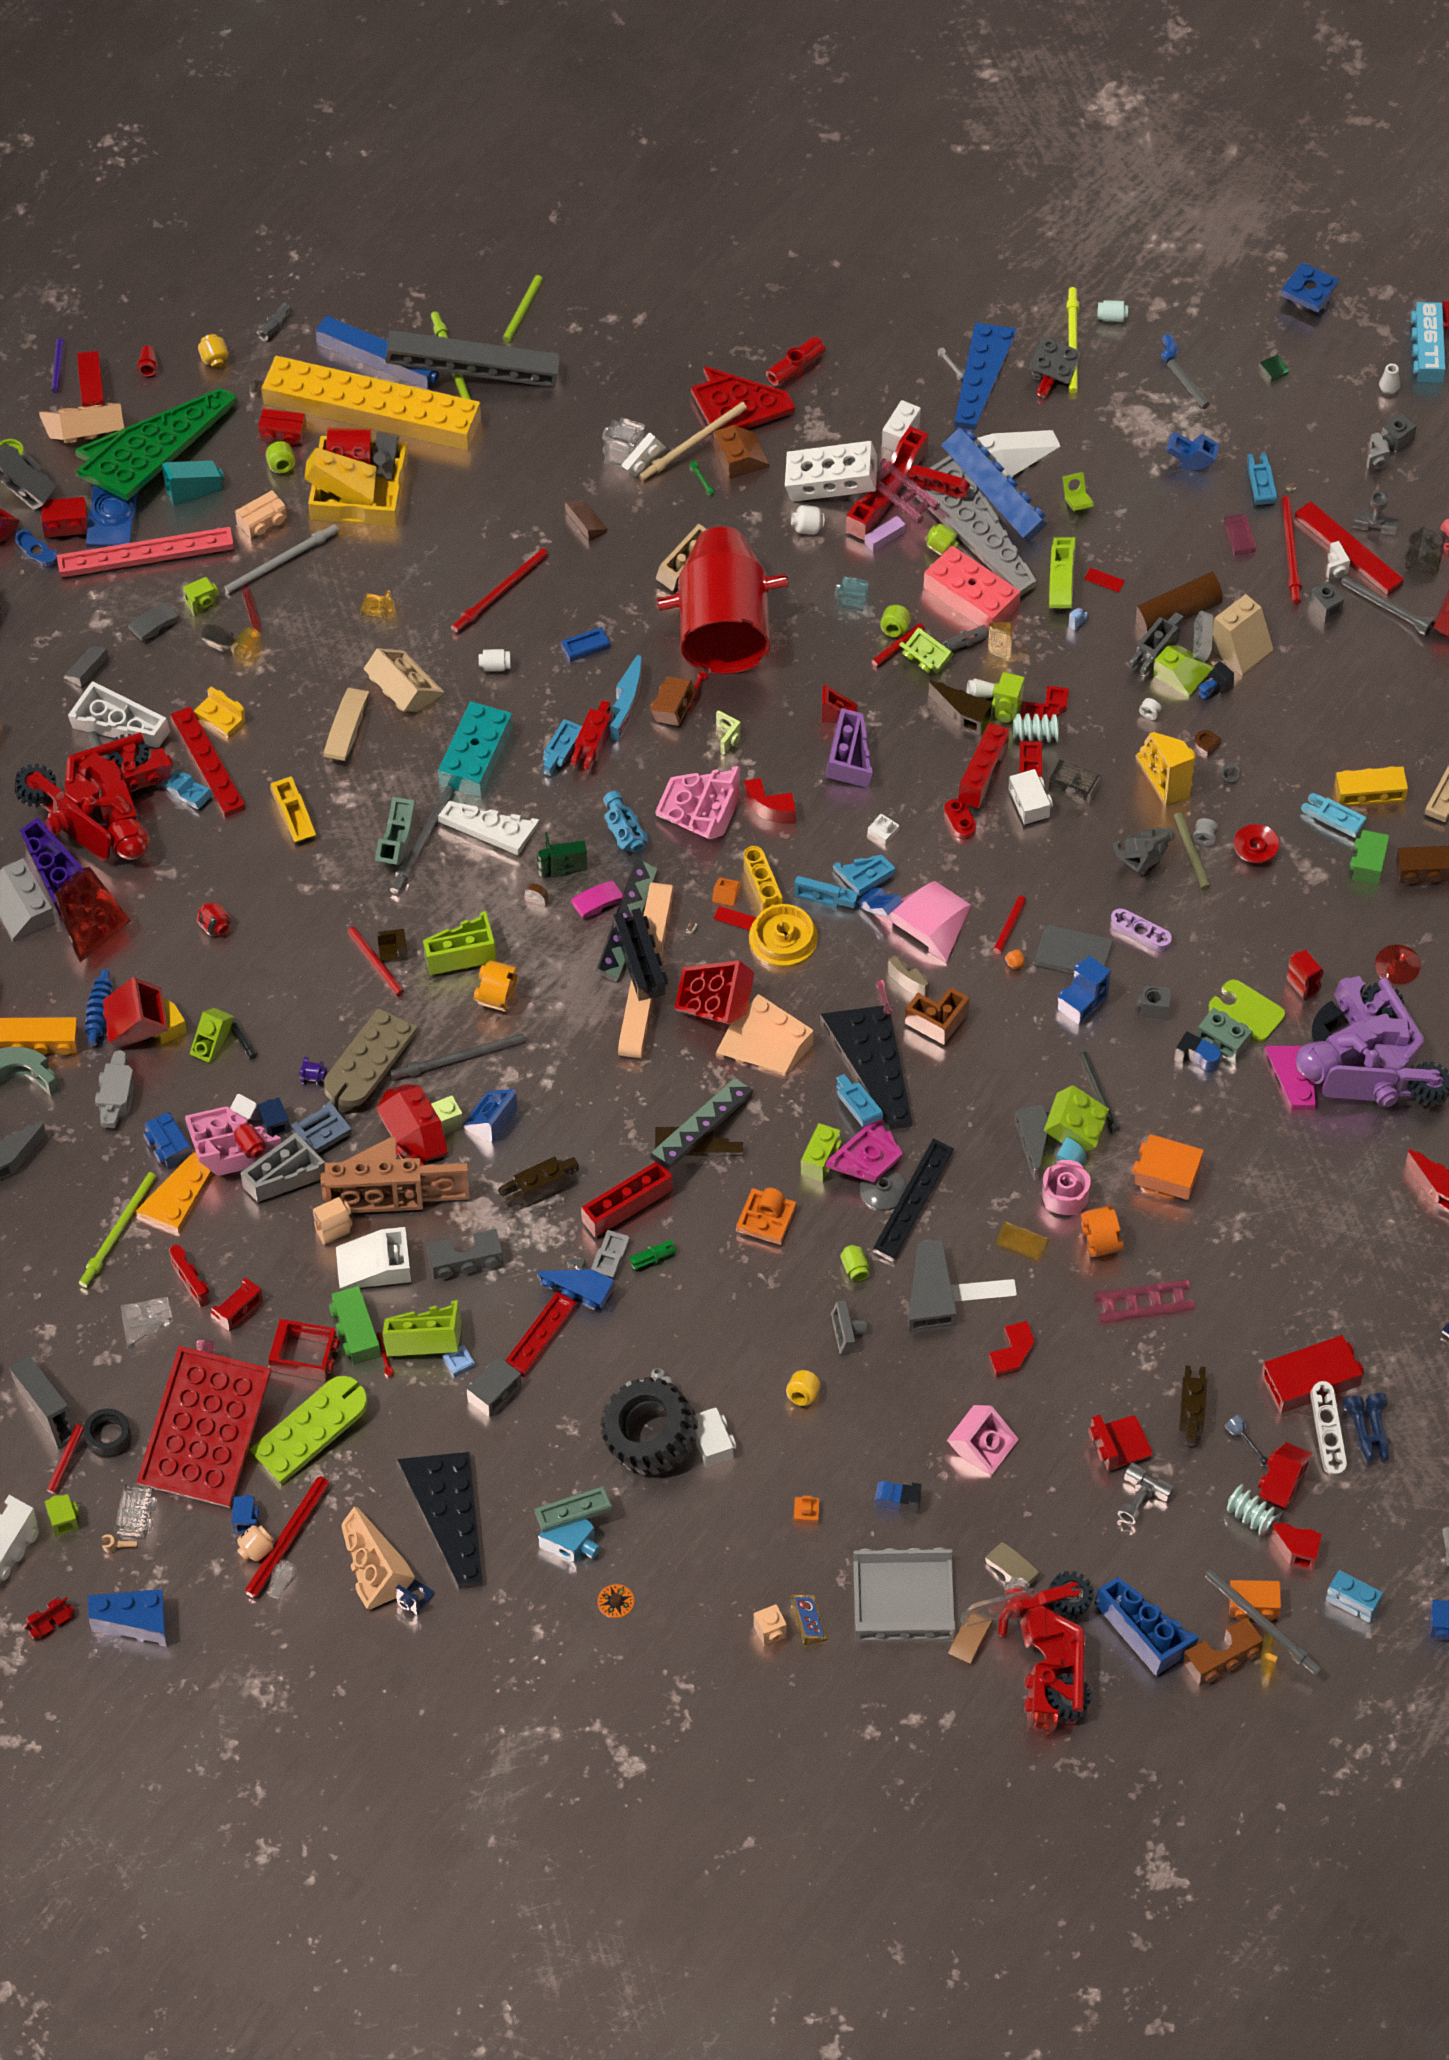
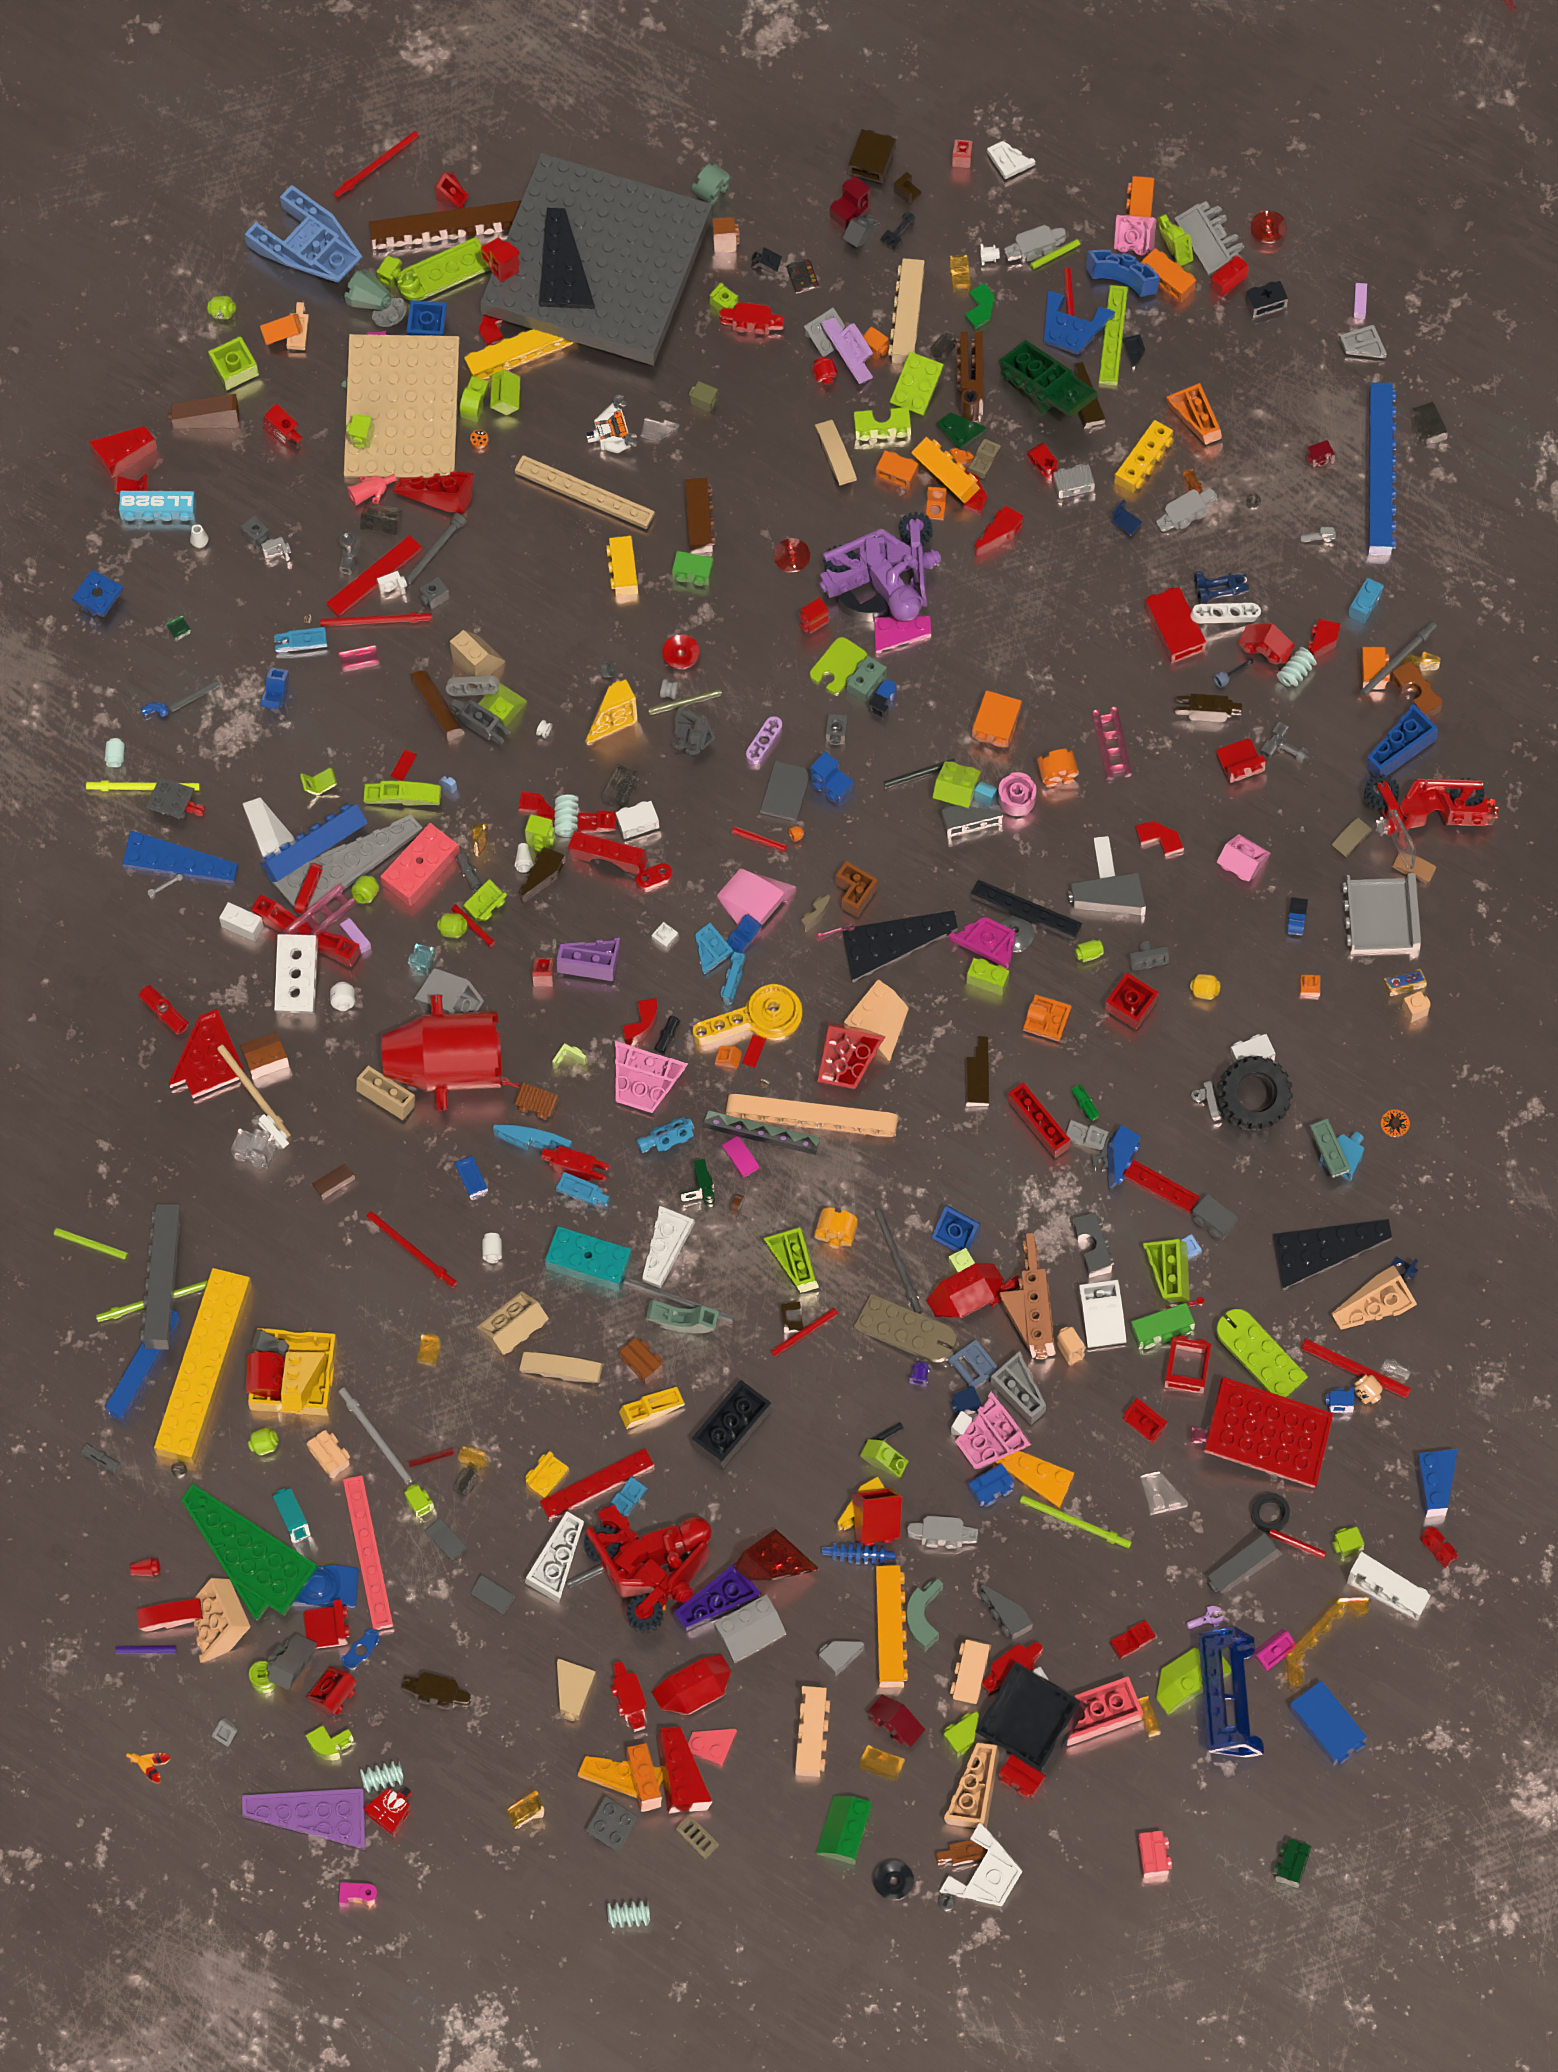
camera: 90 degrees left, 10 degrees up
(116, 1544) = (1369, 1497): light nougat hand -> none
(134, 1512) = (1343, 1485): clear brick -> none
(189, 1275) = (1119, 1460): red hinge -> none
(213, 350) = (137, 1508): yellow head -> none
(213, 919) = (767, 1464): red head -> none
(249, 1141) = (1002, 1411): red brick -> none
(262, 881) = (731, 1424): none -> black brick
(282, 426) = (227, 1442): red brick -> none
(349, 799) = (641, 1360): none -> dark orange brick
(539, 1181) = (1023, 1189): dark brown hinge -> none
(640, 954) = (808, 1113): black brick -> none
(694, 466) = (274, 1094): green hinge -> none
(701, 1124) = (967, 1064): tile -> none
(754, 829) = (667, 1035): none -> black pin
(782, 1302) = (1131, 1001): none -> red brick
(801, 618) = (457, 993): none -> light grey slope
(858, 1101) = (938, 949): dark azure hinge -> none
(1022, 1240) = (1059, 830): clear yellow slope -> none
(1206, 742) = (575, 689): reddish brown tile -> none
(1219, 679) = (514, 676): black piece -> none
(1334, 814) = (650, 593): medium azure hinge -> none

